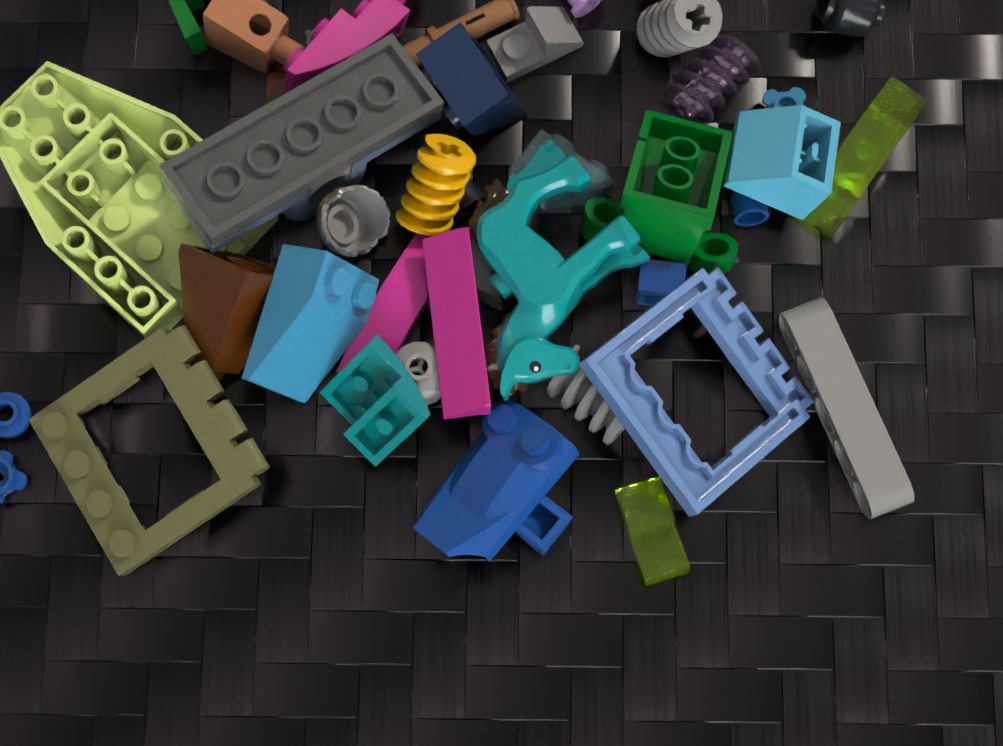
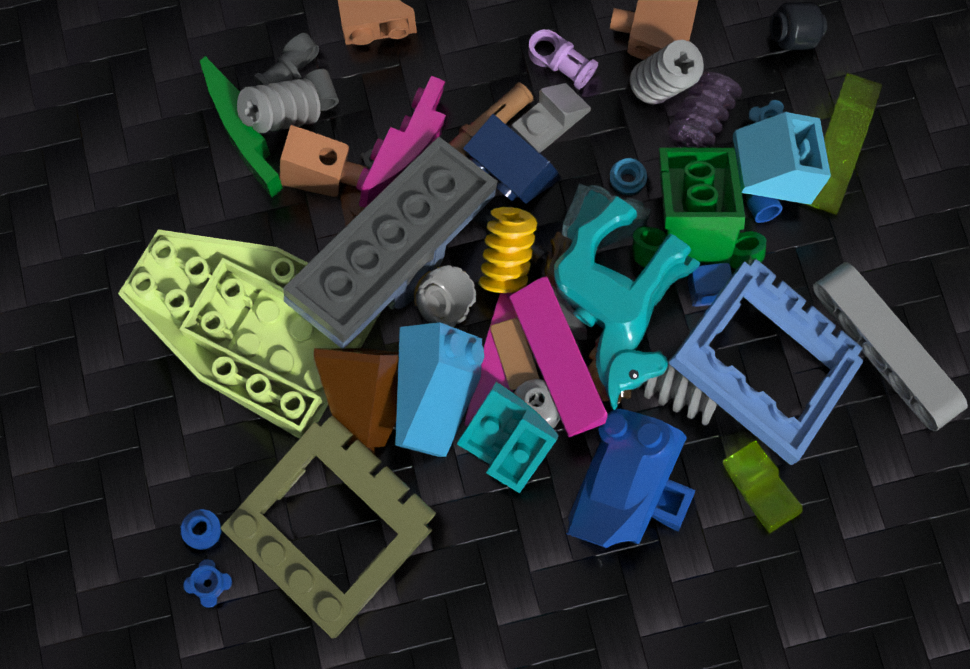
camera: 10 degrees left, 5 degrees down
(411, 305) = (514, 352): none -> medium nougat sticker
(606, 122) = (632, 167): none -> dark azure plate

